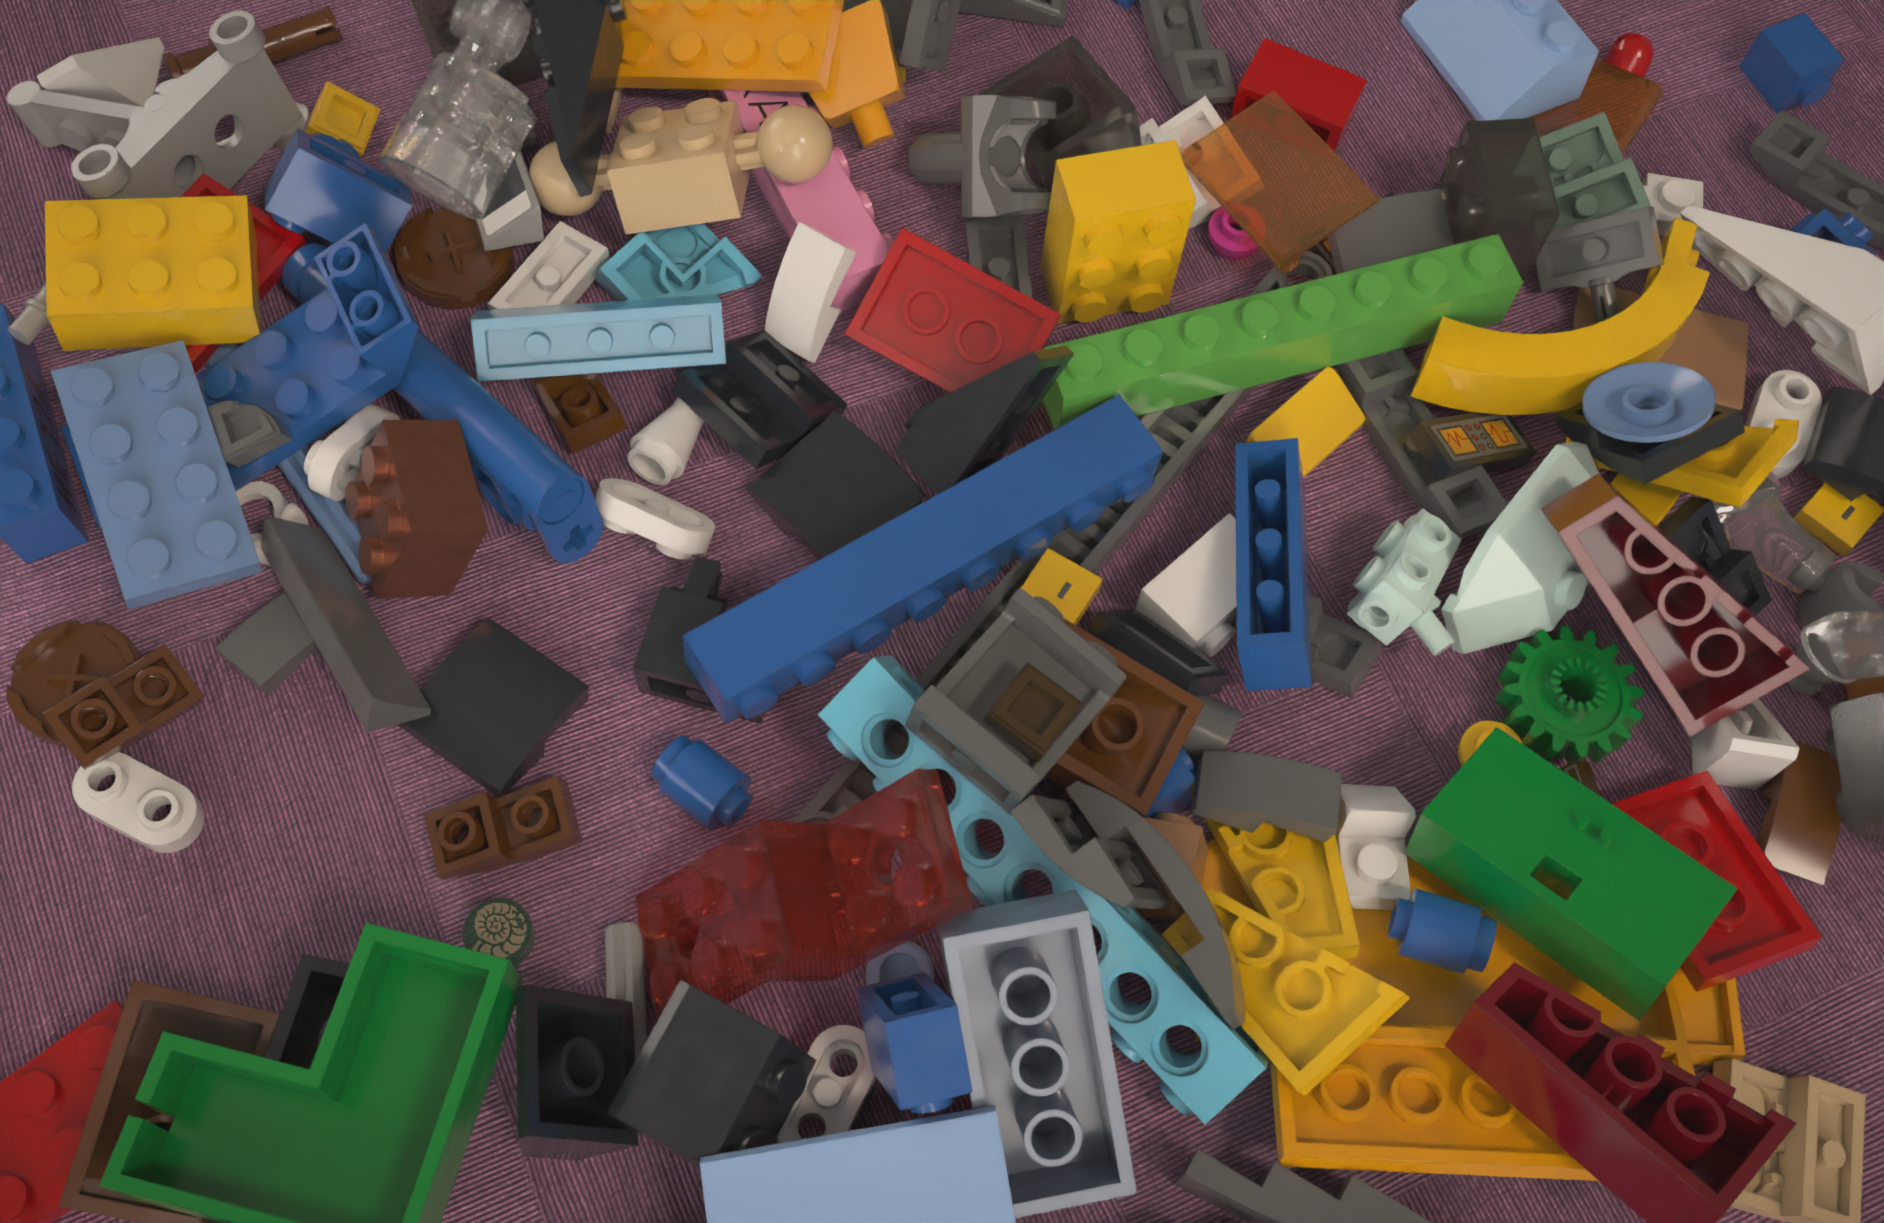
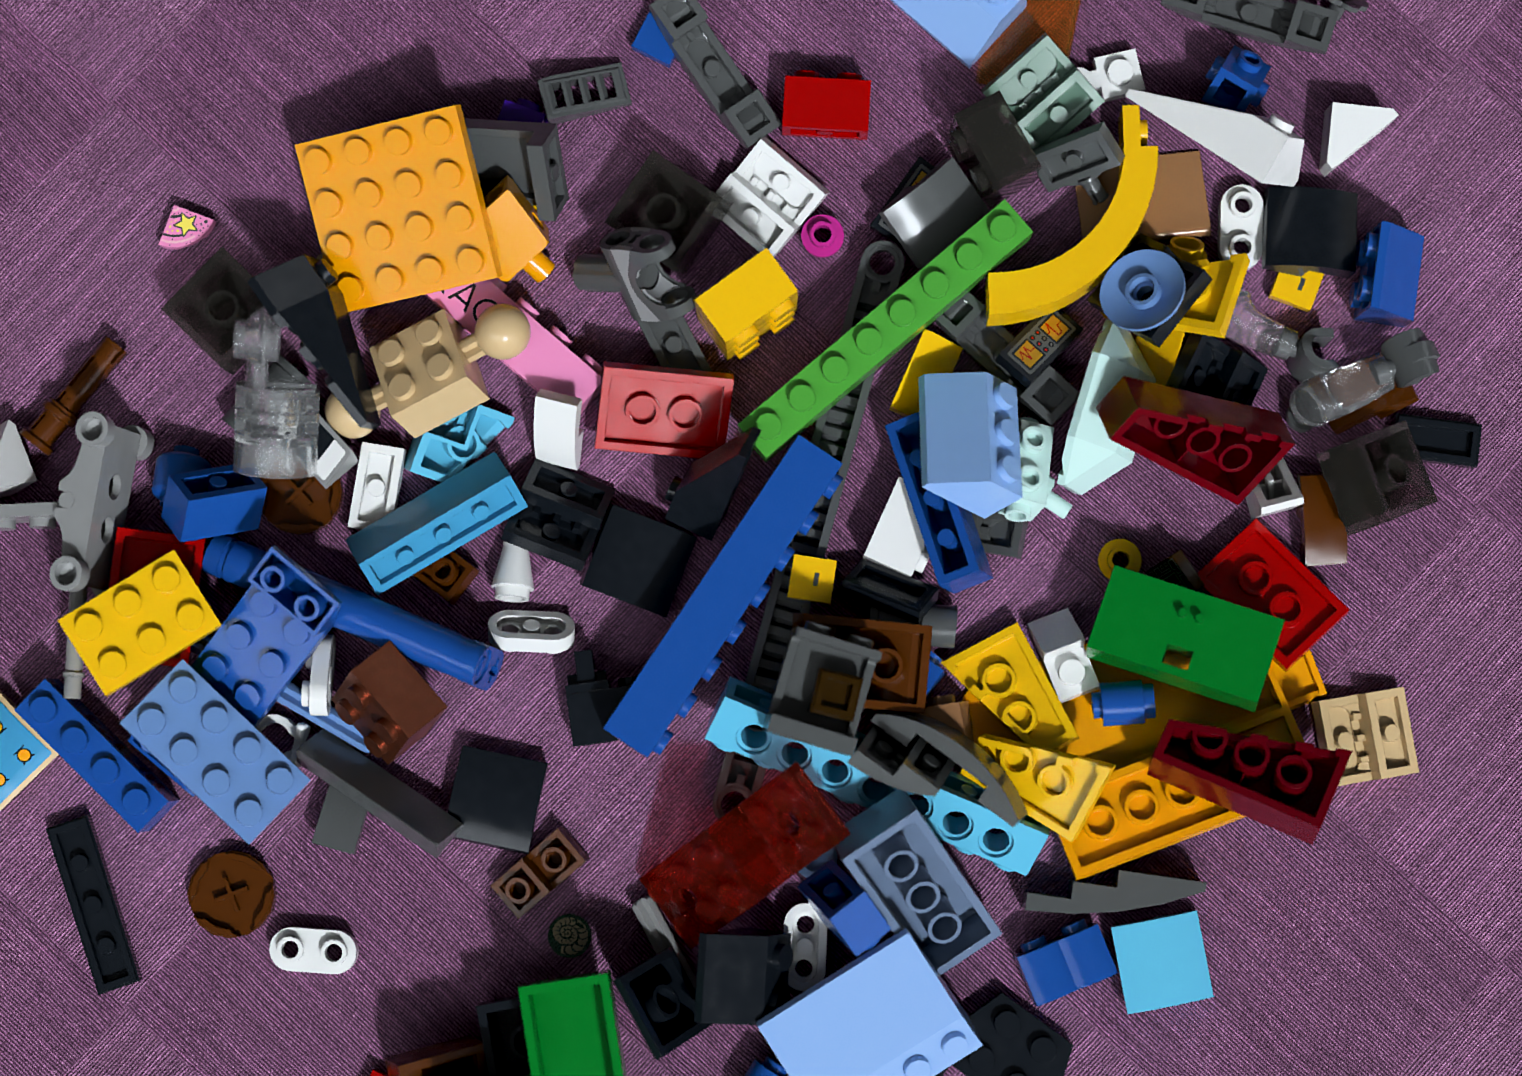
camera: 15 degrees left, 20 degrees up
(124, 708) = (277, 901): reddish brown slope -> none
(246, 431) = (254, 698): dark grey tile -> none
(343, 117) = (169, 425): yellow tile -> none
(702, 782) = (647, 794): blue brick -> none
(1260, 788) = (990, 659): dark grey slope -> none
(1278, 179) = (837, 196): clear orange piece -> none
(1348, 496) = (970, 440): none -> light blue slope
(1545, 717) = (1137, 517): green gear -> none

